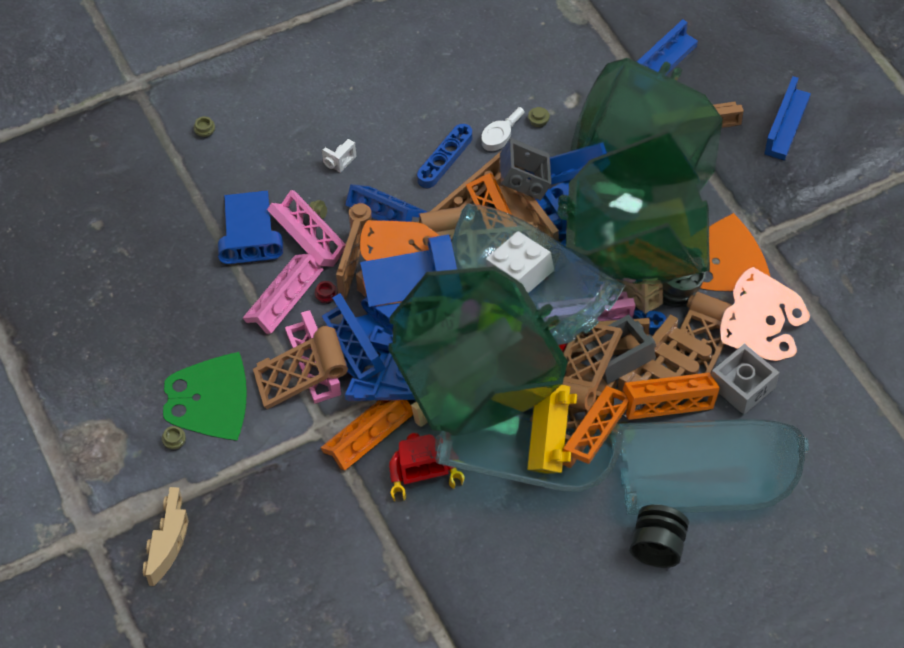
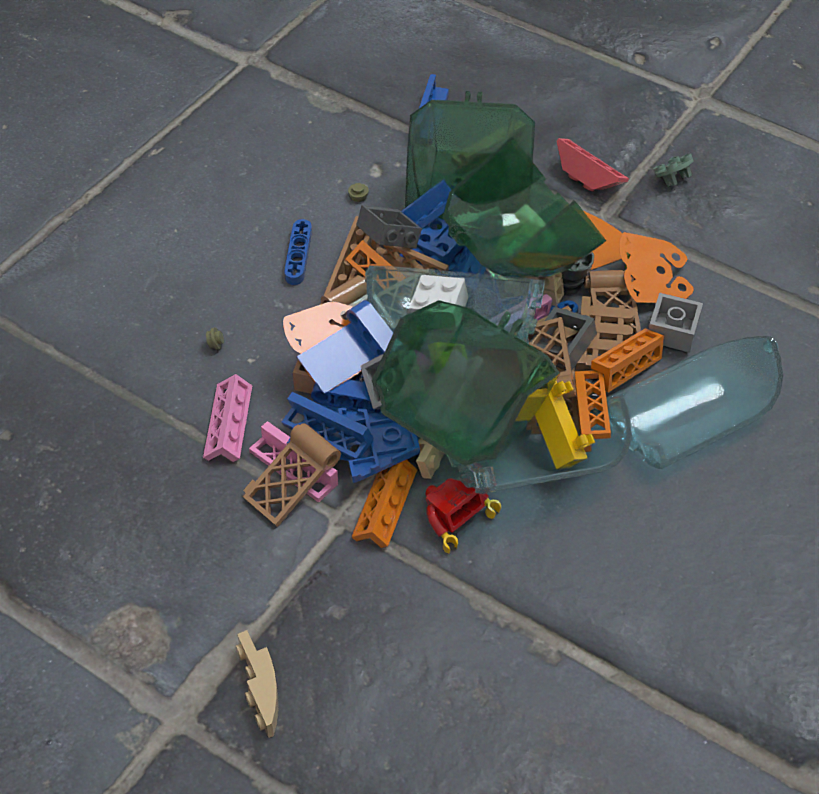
camera: 30 degrees left, 5 degrees down
(173, 437) = (206, 590): olive plate -> none
(204, 126) = (59, 310): olive plate -> none
(222, 400) = (229, 536): green piece -> none
(248, 230) = (162, 379): blue piece -> none
(301, 233) = (211, 362): bright pink fence -> none
(325, 291) = (267, 402): dark red plate -> none
(341, 157) = (206, 288): white bracket -> none
(358, 216) = (268, 345): medium nougat piece -> none
(382, 205) = (271, 310): blue fence -> none
(498, 132) = (333, 216): white piece -> none
(659, 536) = (701, 474): pearl dark grey wheel -> none
(775, 181) = (587, 168): none -> coral wedge
(787, 121) = (560, 115): blue fence -> none
(868, 216) = (670, 170): none -> sand green plate

